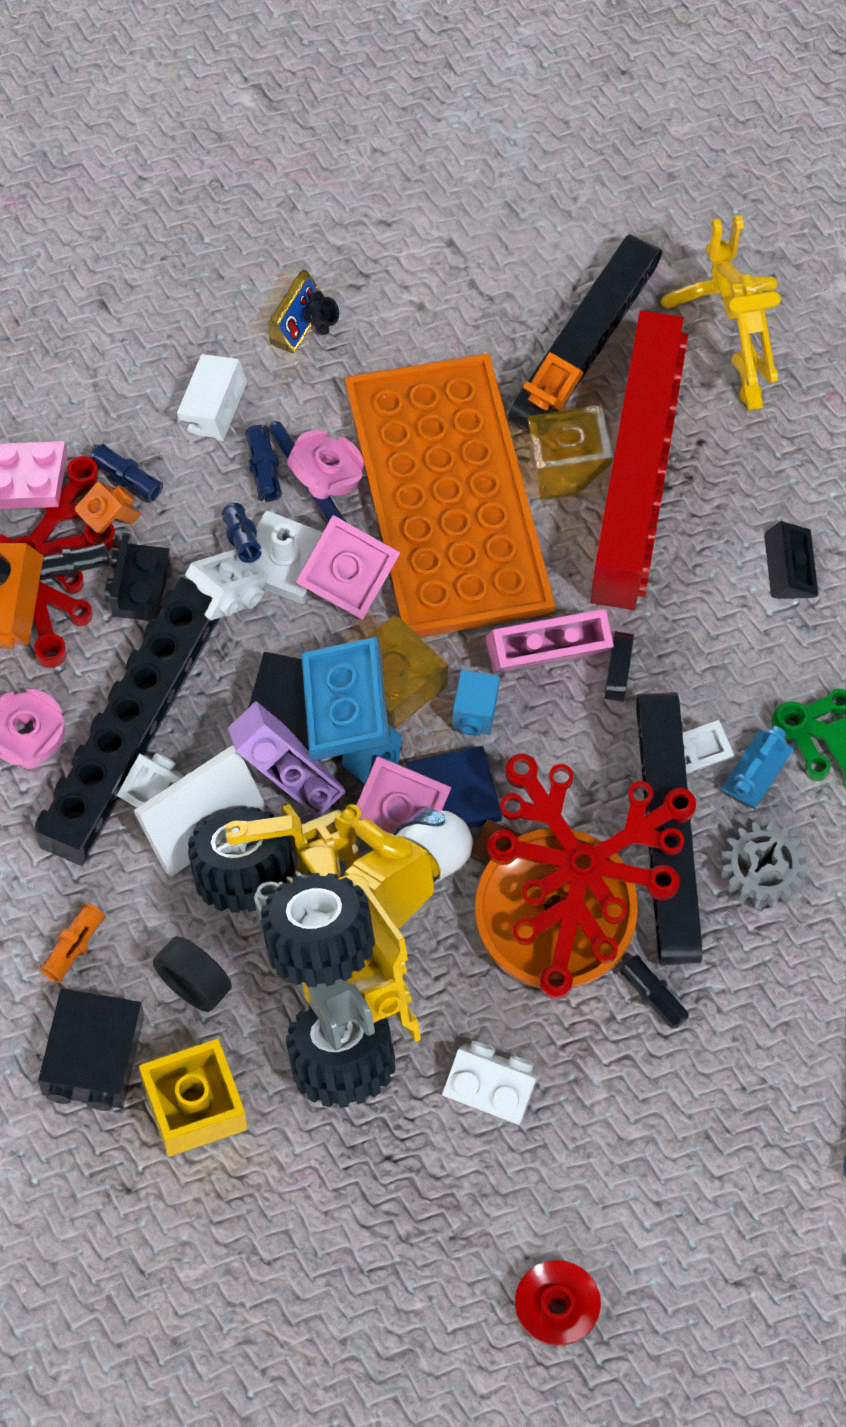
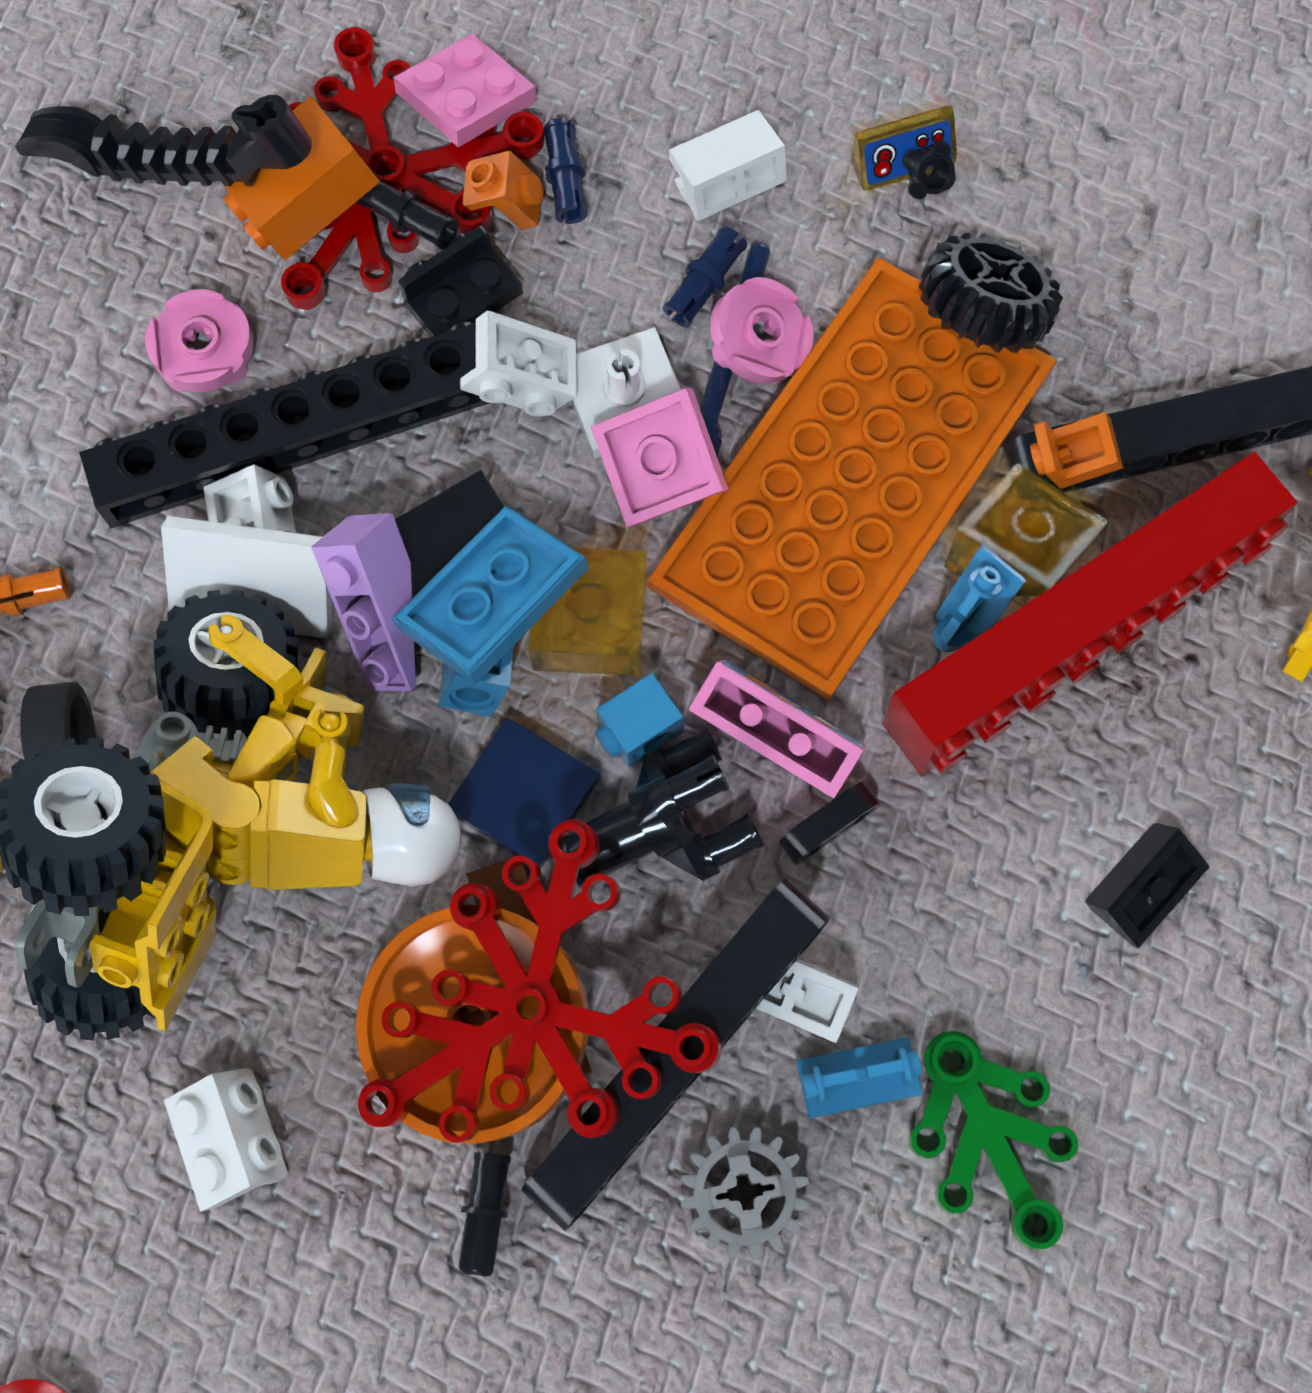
camera: 50 degrees right, 10 degrees up
(241, 532) = (598, 328): dark blue pin -> none
(397, 793) = (435, 746): bright pink plate -> none
(424, 345) = (990, 292): none -> black gear
(538, 726) = (658, 819): none -> black wheel
(578, 498) = (976, 600): none -> dark azure hinge

